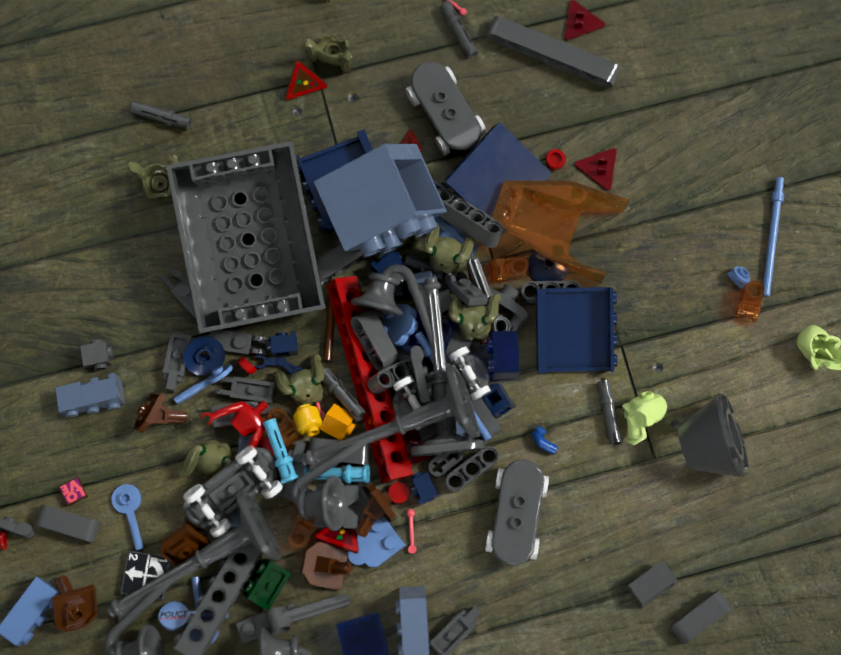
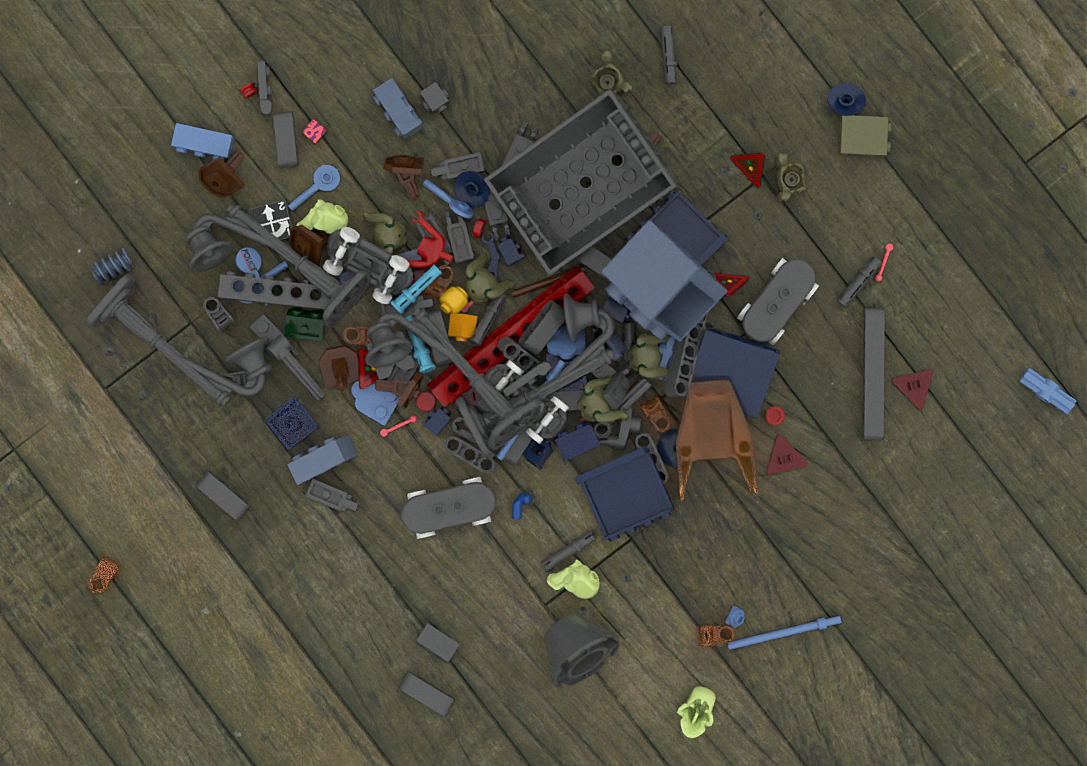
camera: 70 degrees right, 10 degrees up
(165, 514) = (325, 217): none -> yellowish green head

